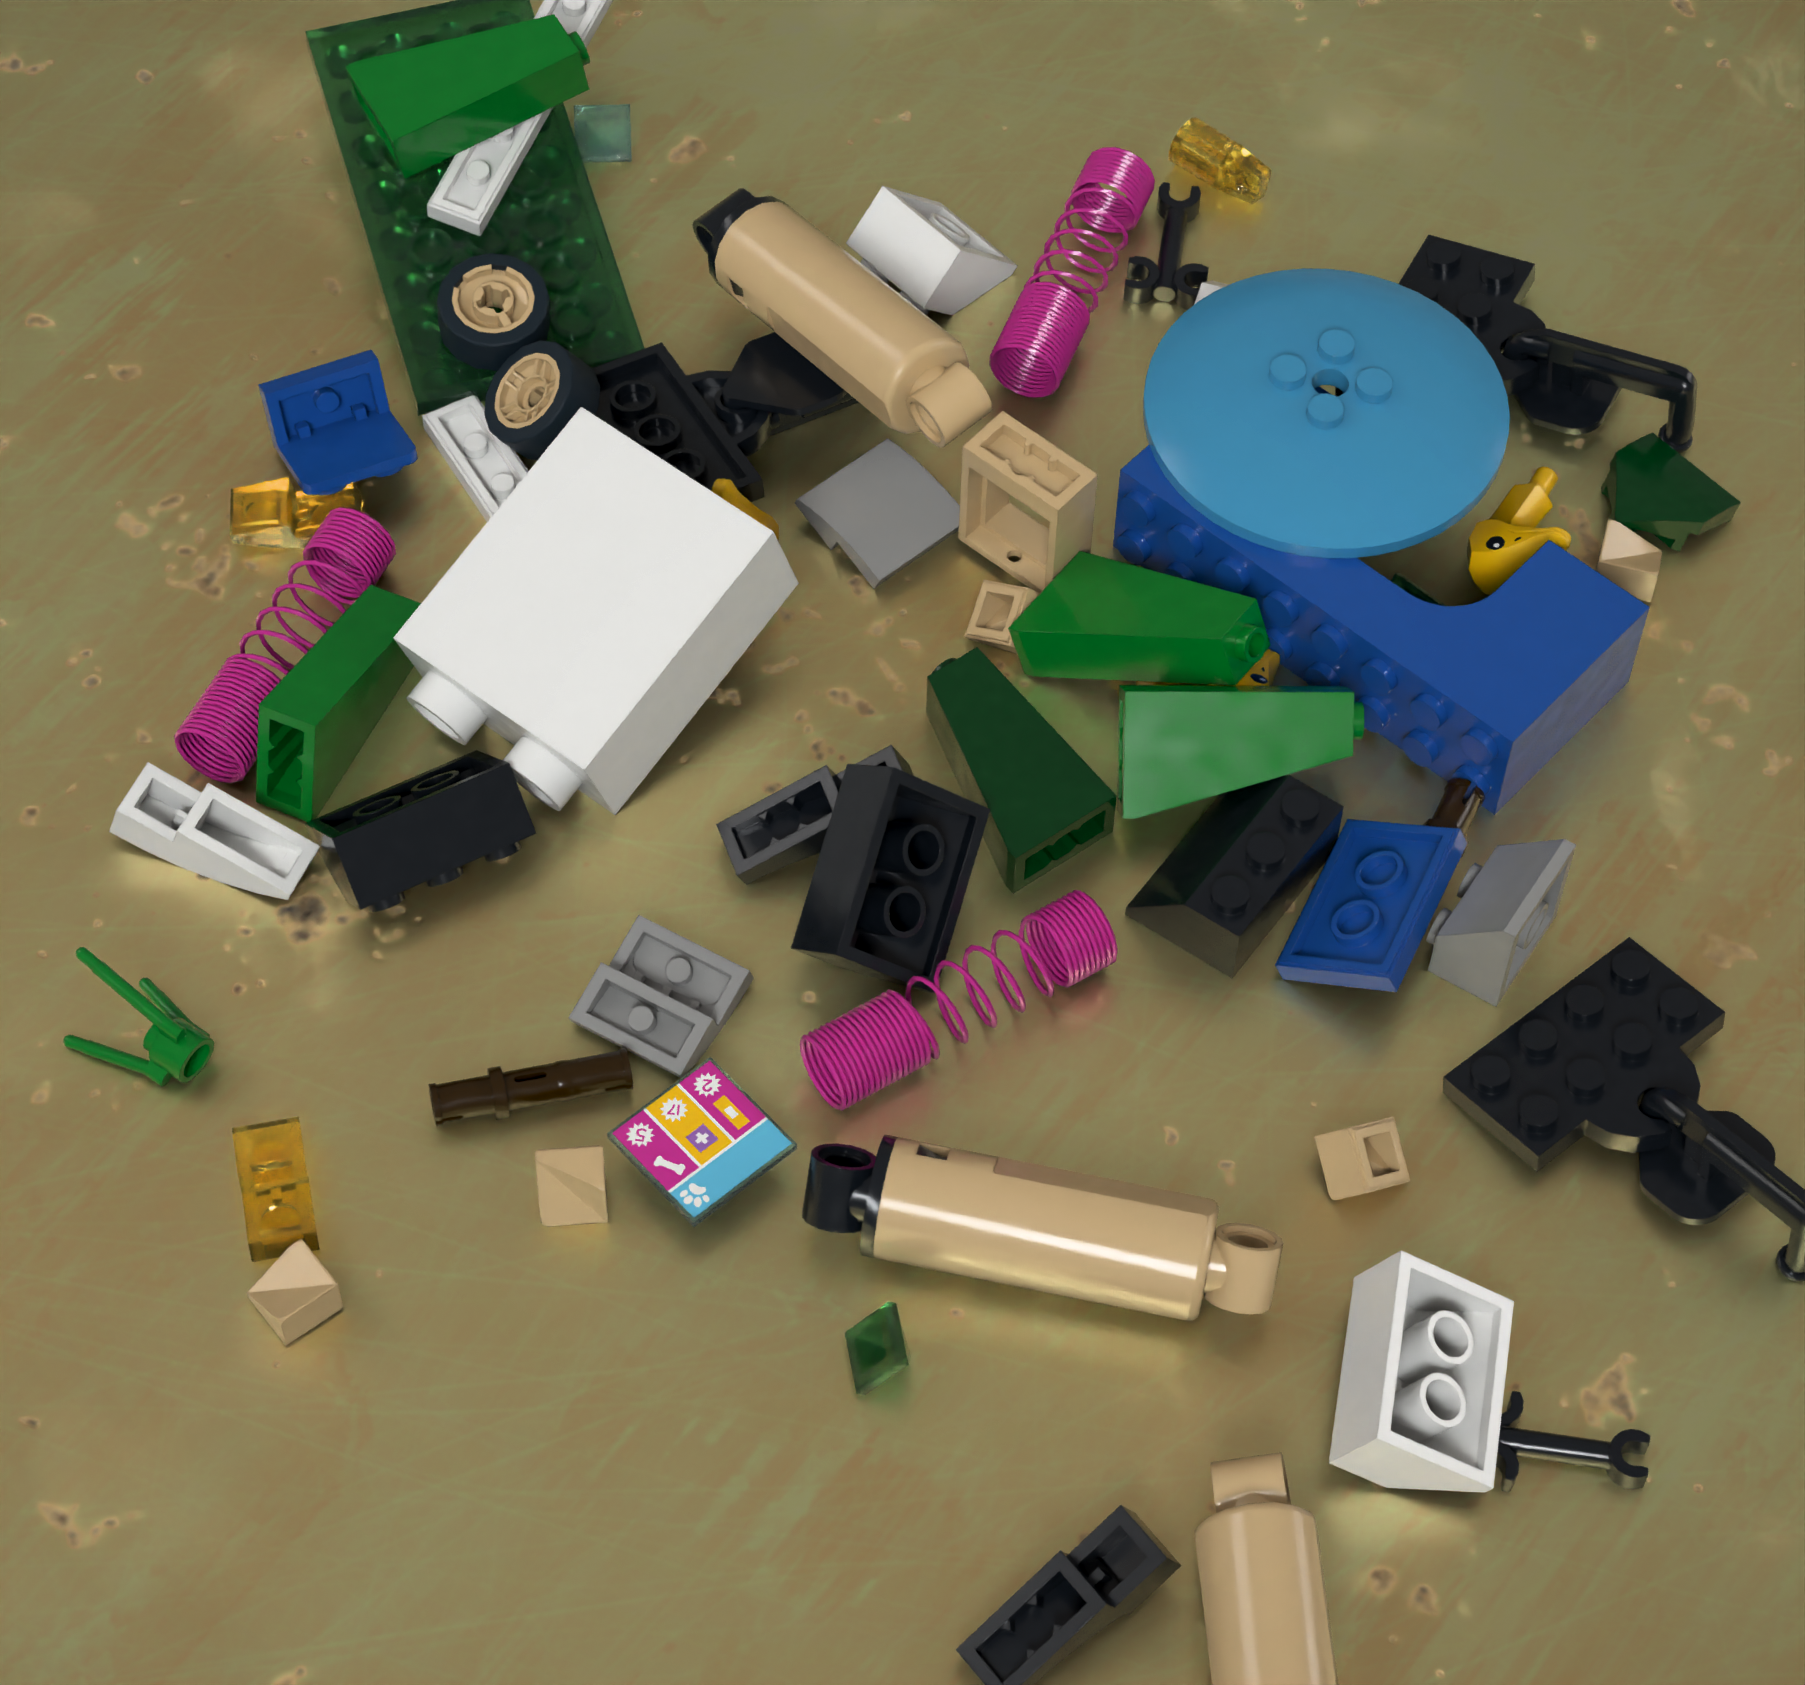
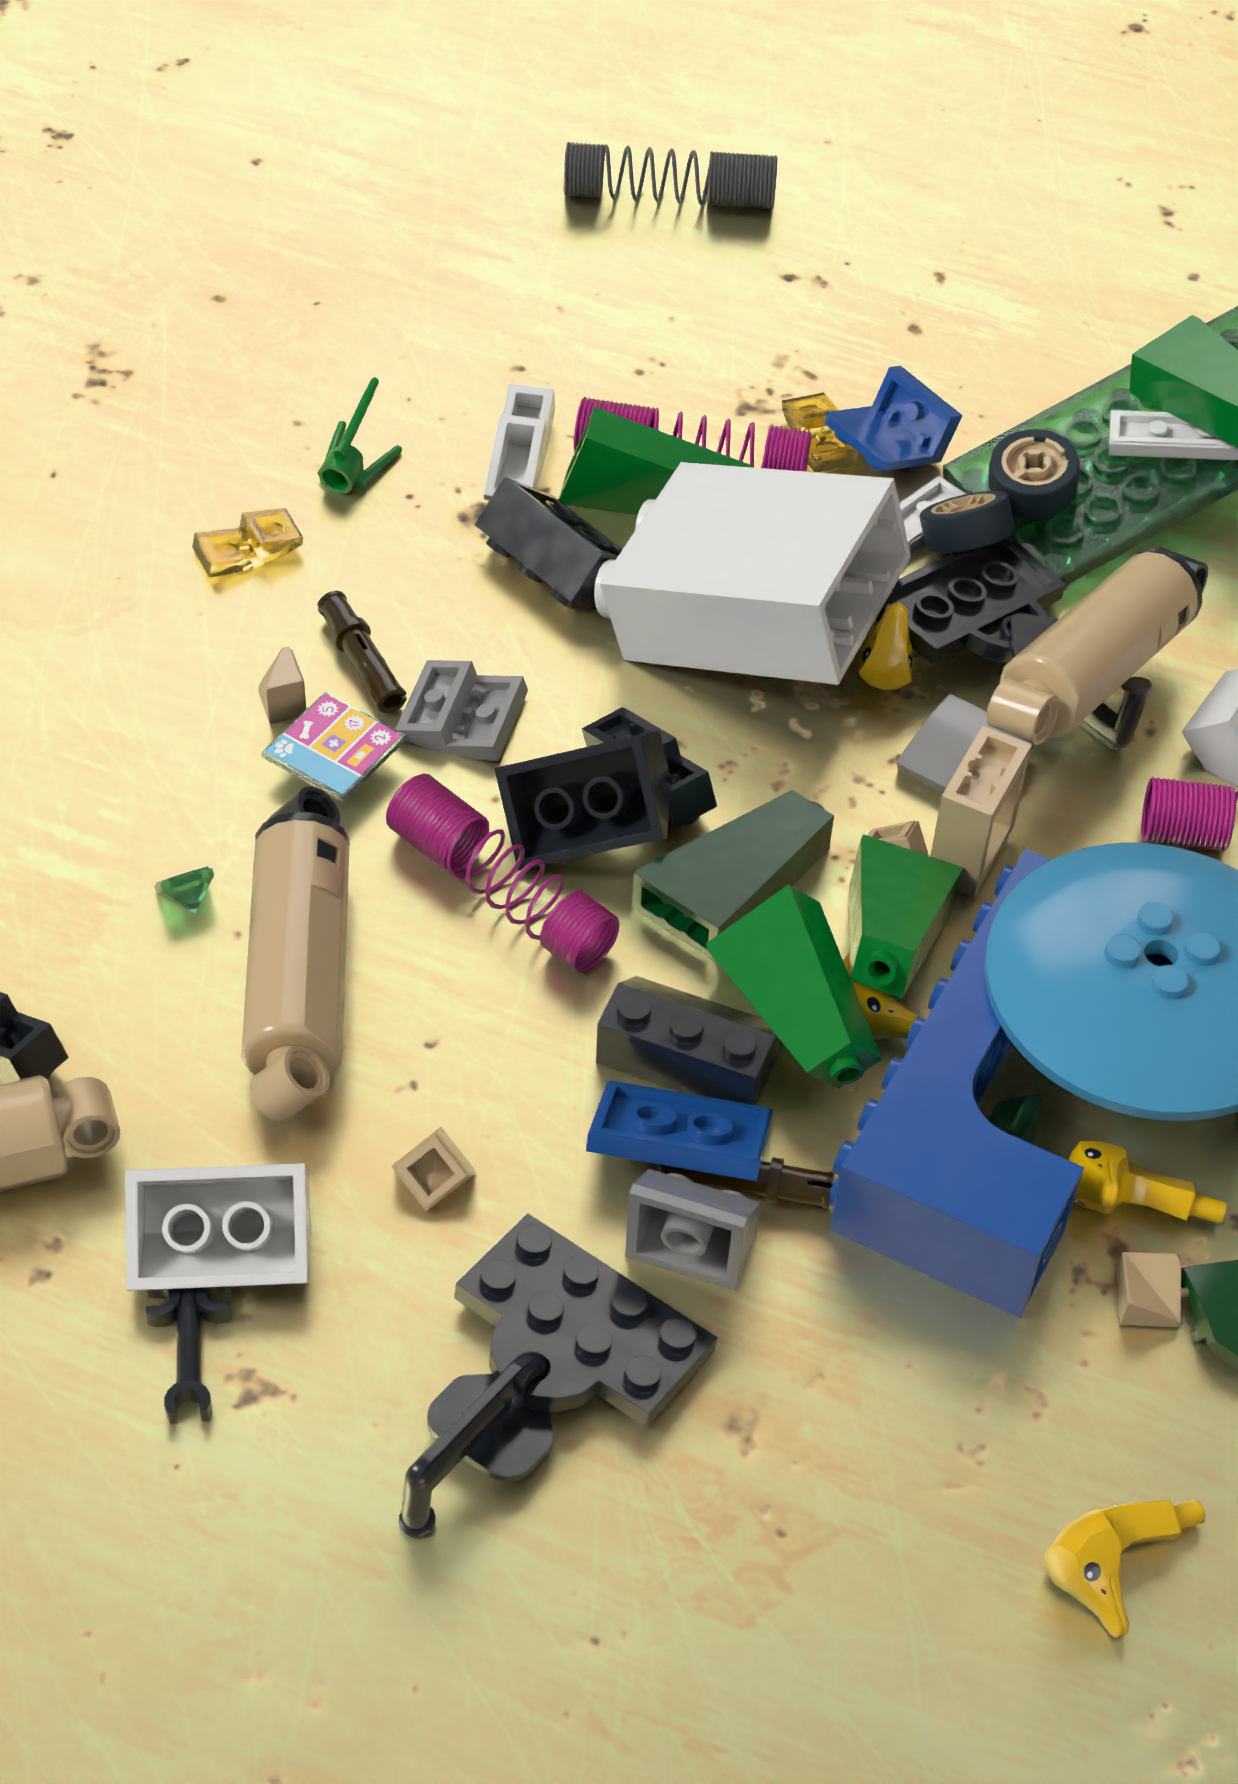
camera: 75 degrees right, 5 degrees down
(296, 1293) = (165, 569): tan slope -> none

